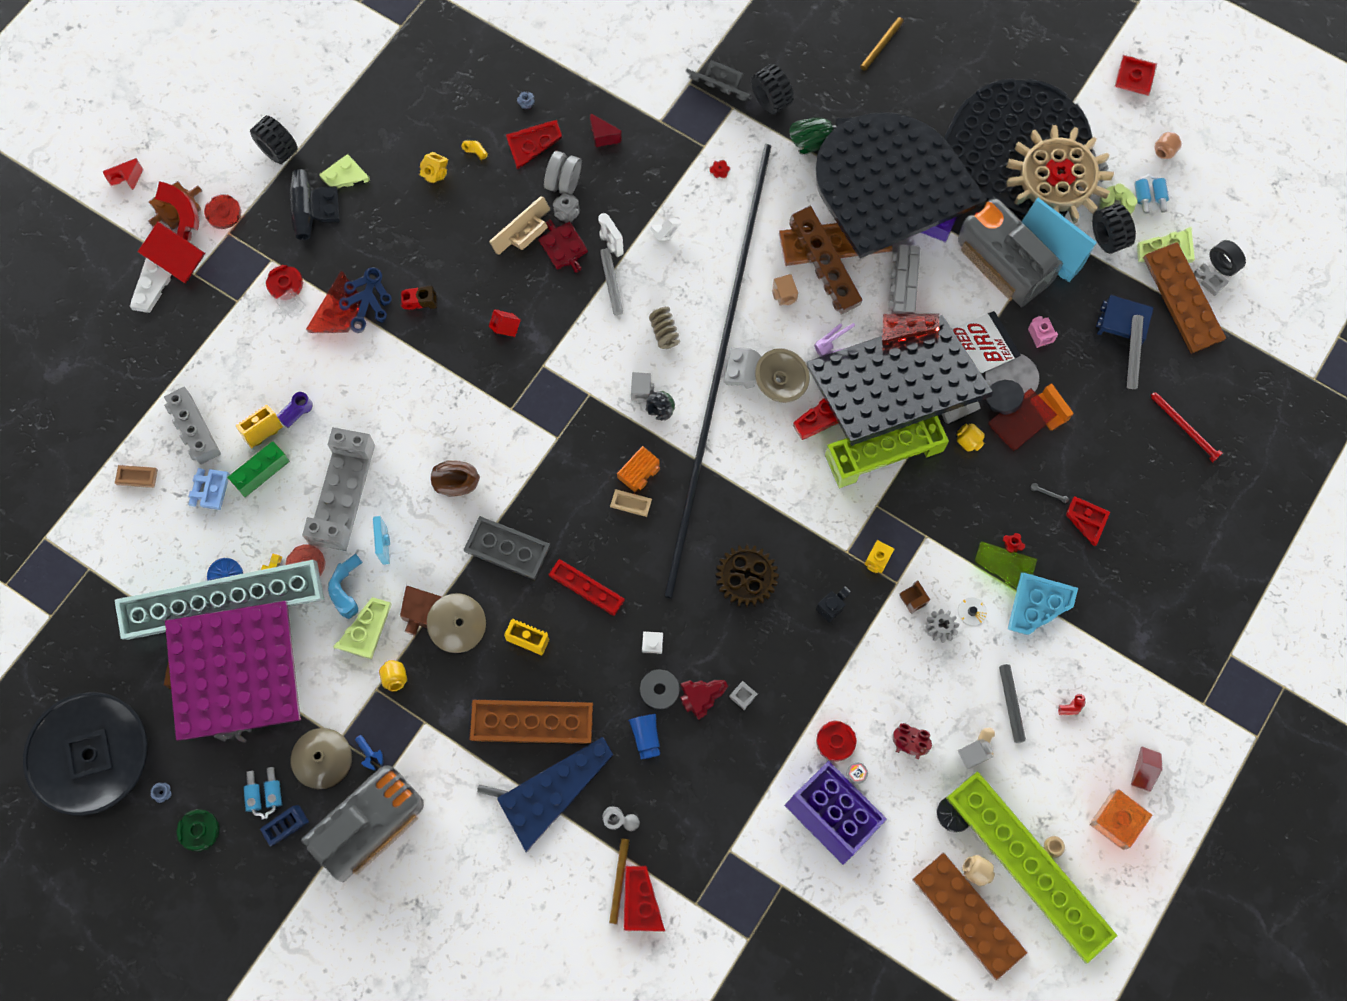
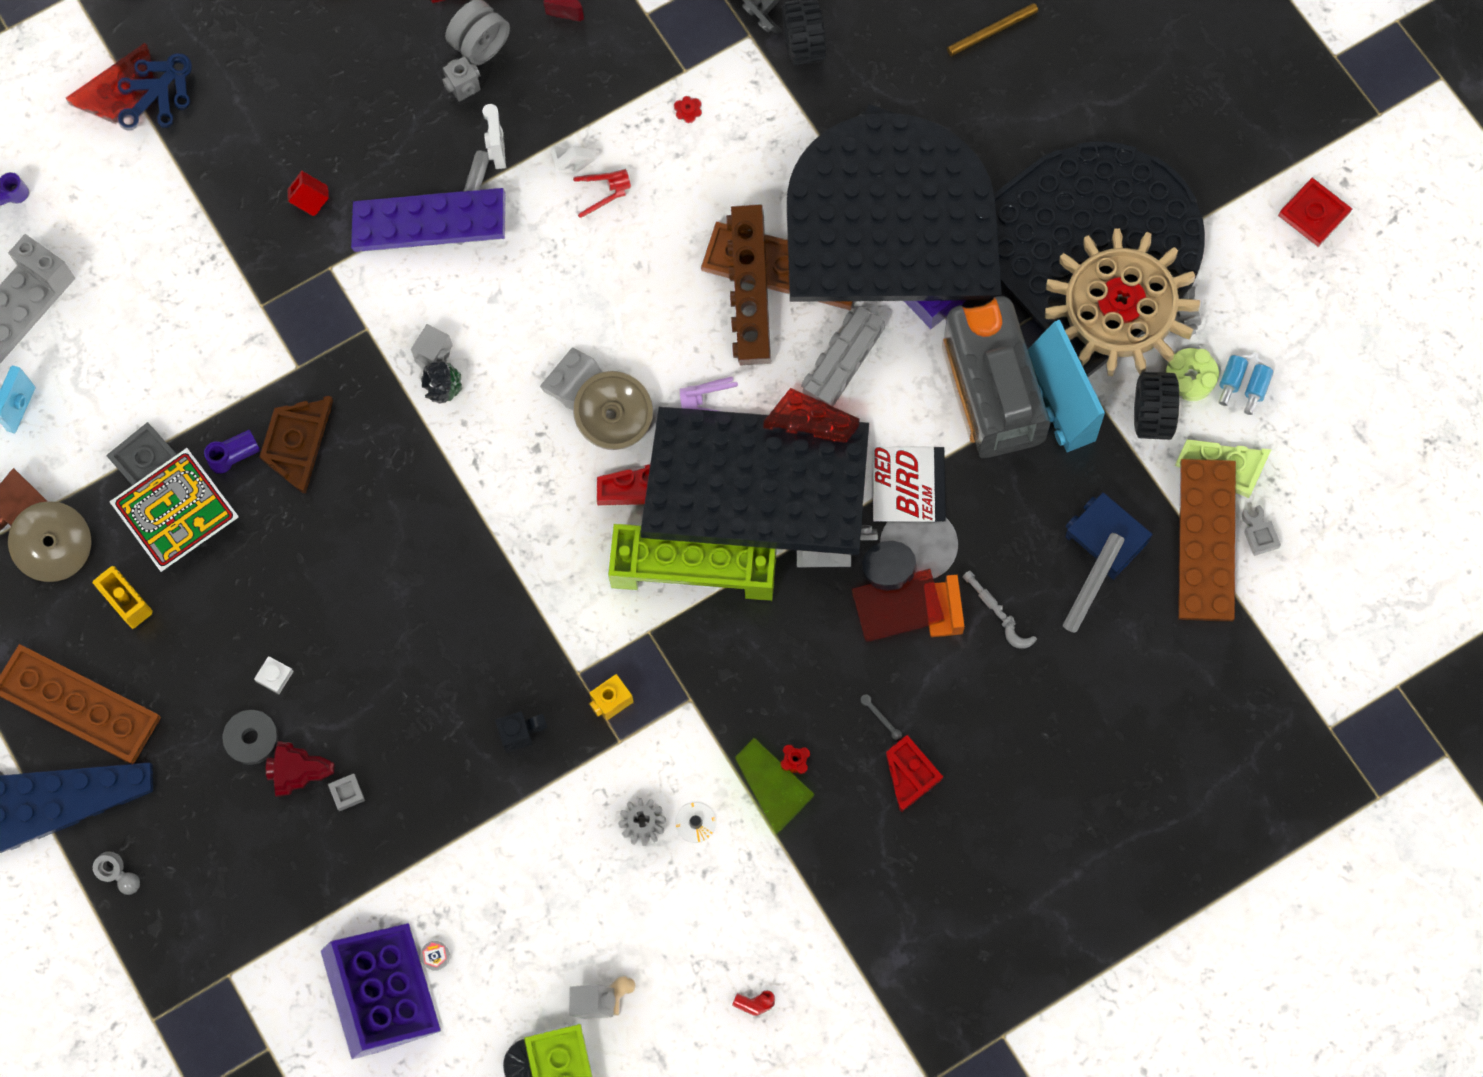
camera: 30 degrees right, 0 degrees up
(282, 279) = (73, 29): red tile -> none
(291, 305) = (61, 59): clear brick -> none
(419, 298) = (222, 117): leg -> none
(454, 478) = (142, 362): reddish brown hair -> none
(523, 228) = (395, 81): tan bracket -> none
(529, 565) = (174, 509): none -> sticker
(547, 509) = (233, 449): none -> dark purple piece
(563, 245) = (434, 125): dark red plate -> none
(583, 485) = (295, 440): none -> reddish brown wing
(586, 587) = (234, 575): red tile -> none
(594, 306) = (428, 220): none -> dark purple plate
(619, 881) = (75, 947): pearl gold bar -> none
(631, 503) = (341, 489): tan tile -> none
(638, 469) = (372, 451): orange brick -> none
(640, 905) = (86, 984): red wing -> none
(646, 735) = (200, 785): blue plant -> none
(664, 328) = (498, 284): dark tan piece -> none
(700, 232) = (616, 181): none -> plant
(717, 374) = (542, 368): black piece -> none
(751, 559) = (415, 662): dark brown gear -> none
(785, 290) = (680, 302): medium nougat brick -> none
(810, 134) = (821, 109): dark green hair -> none
(836, 741) = (431, 903): red tile -> none
(912, 740) = (521, 947): dark red plate -> none
(914, 597) = (628, 770): reddish brown panel -> none
(970, 437) = (814, 598): yellow head -> none
(1012, 703) = (678, 962): dark grey axle -> none
(1039, 603) = (783, 851): medium azure plate -> none
(1042, 336) = (986, 509): bright pink brick -> none
(1093, 400) = (1008, 622): none -> light grey piece
(1167, 145) = (1302, 326): nougat head -> none
(1186, 427) = (1130, 767): red bar -> none
(1233, 252) = (1294, 512): black tyre -> none

